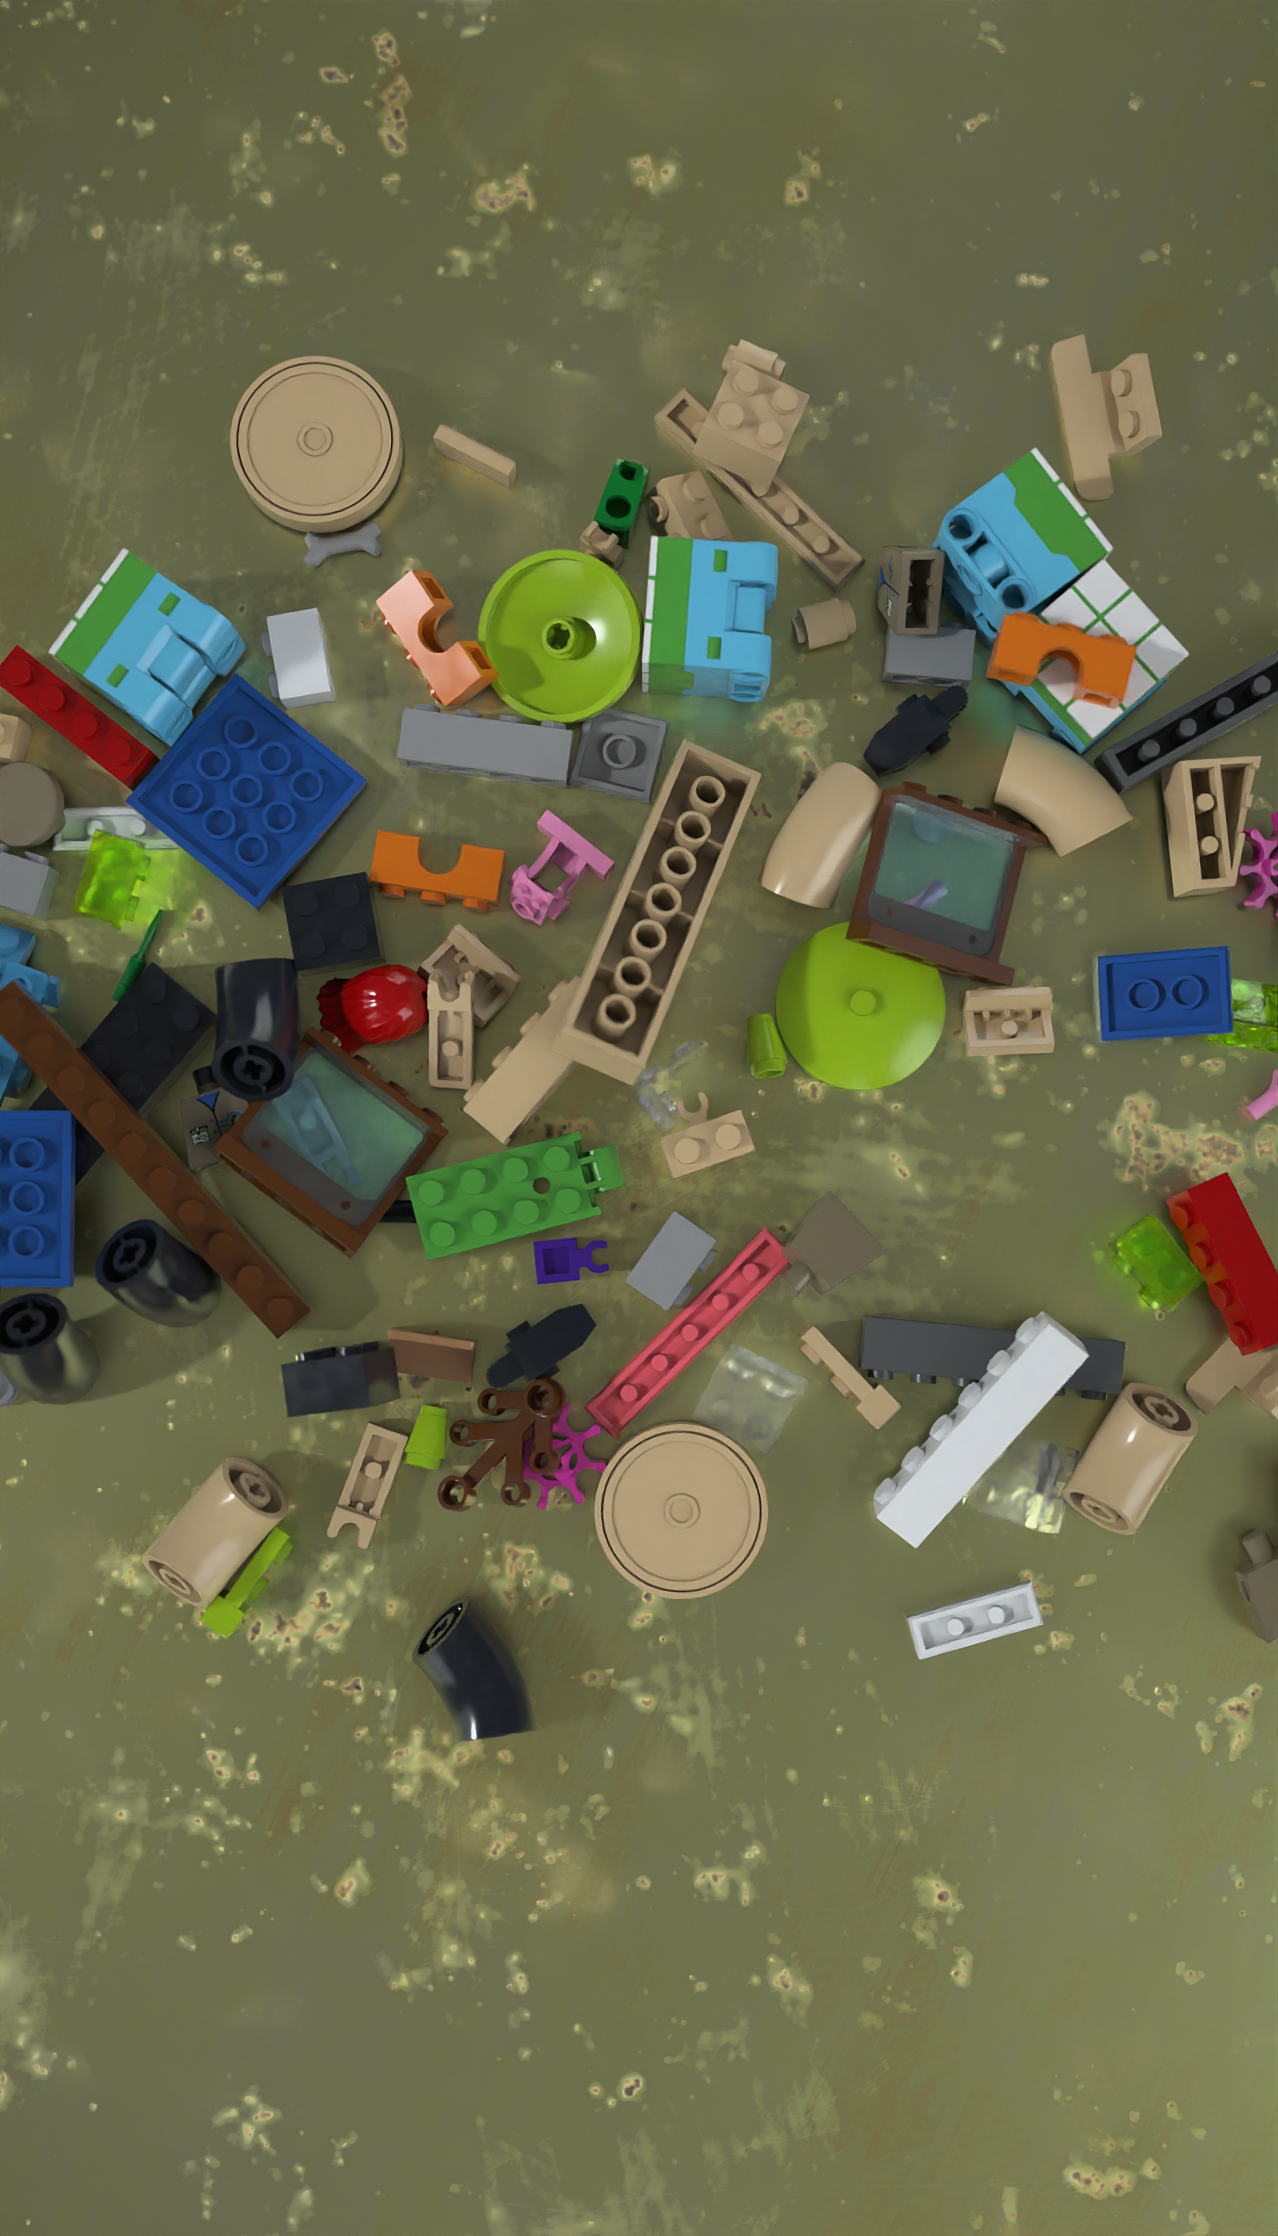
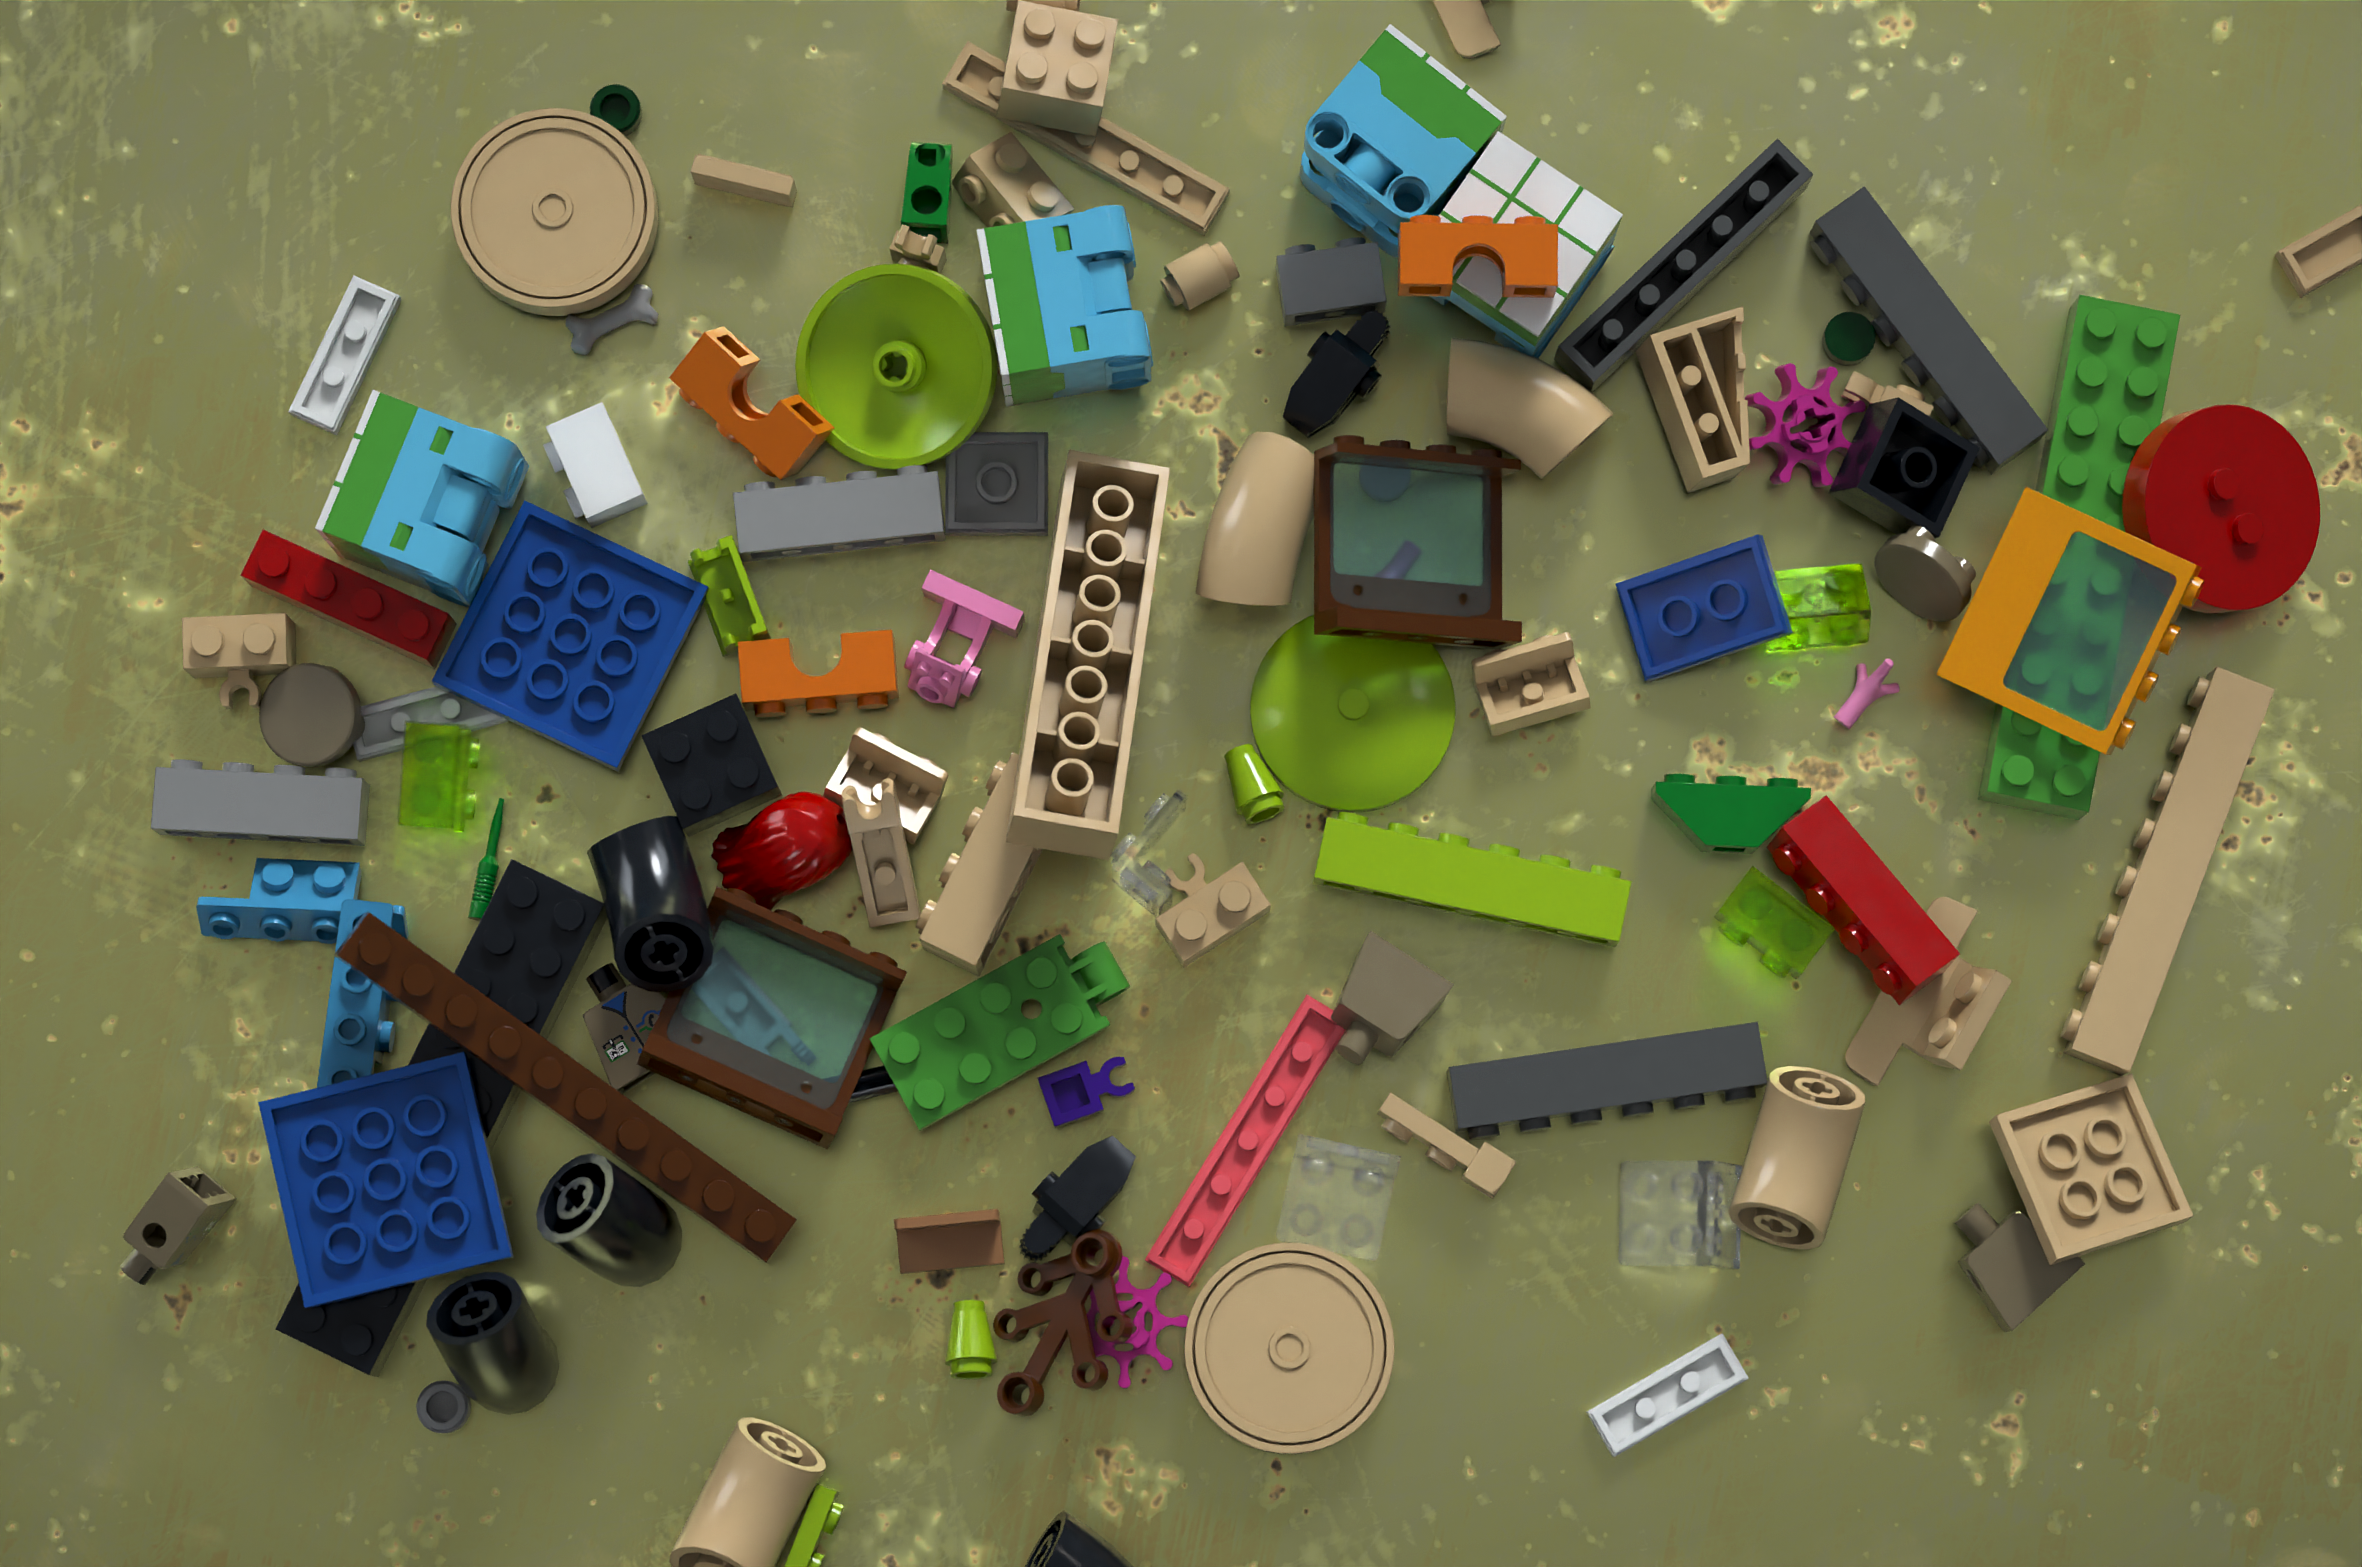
camera: 15 degrees left, 5 degrees down
(123, 519) = (345, 355): none -> white tile
(340, 1379) = (853, 1292): black brick -> none
(369, 1482) = (913, 1408): tan plate -> none
(383, 792) = (730, 596): none -> lime hinge
(390, 373) = (617, 107): none -> dark green tile
(671, 1262) = (1205, 1061): light grey brick -> none
(913, 581) = (1288, 202): dark tan torso -> none
(922, 1169) = (1472, 880): none -> lime brick
(978, 1428) = (1611, 1163): white brick -> none
(1143, 1165) = (1728, 813): none -> green slope

